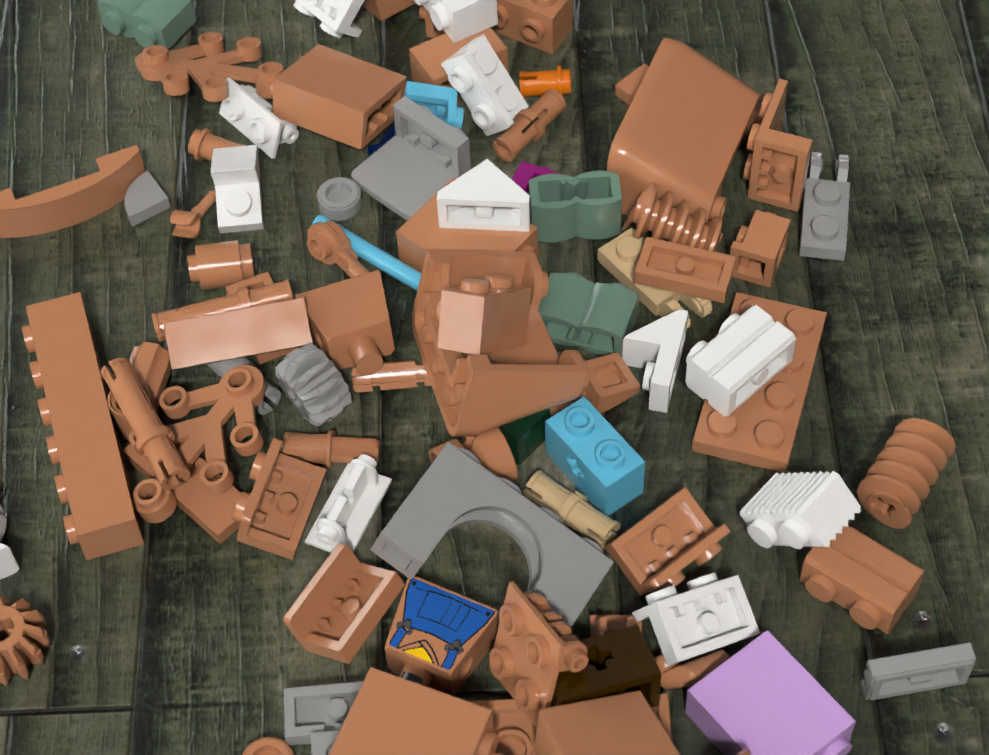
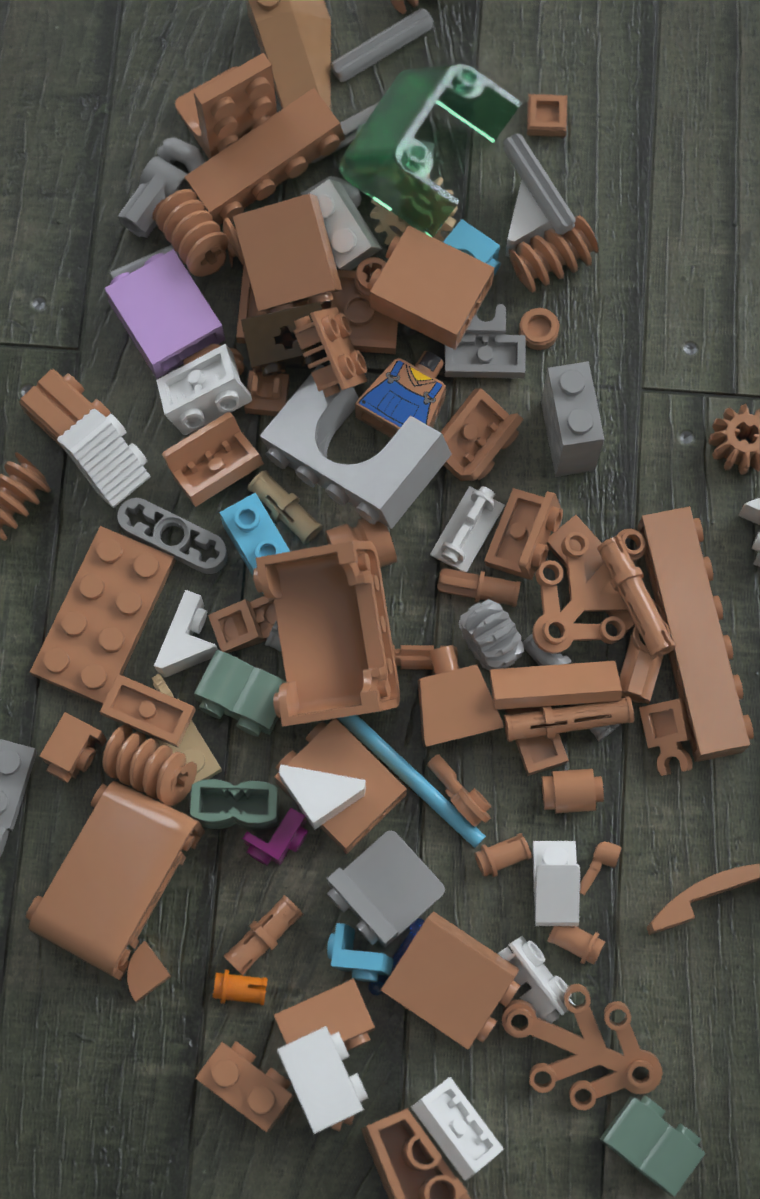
camera: 175 degrees left, 20 degrees up
(112, 328) = (667, 727): none -> nougat plate
(144, 199) = (647, 891): light grey tile -> none
(219, 610) = (572, 419): none -> light grey brick
(295, 208) = (502, 855): none -> nougat pin
(339, 198) = (458, 869): light grey tile -> none
(483, 315) = (336, 638): nougat brick -> none
(484, 85) = (303, 968): white bracket -> none
(690, 449) = (151, 513): none -> light grey beam
(739, 359) = (121, 605): white brick -> none
(778, 158) = (47, 842): nougat bracket -> none
(918, 671) = (45, 335): light grey tile -> none

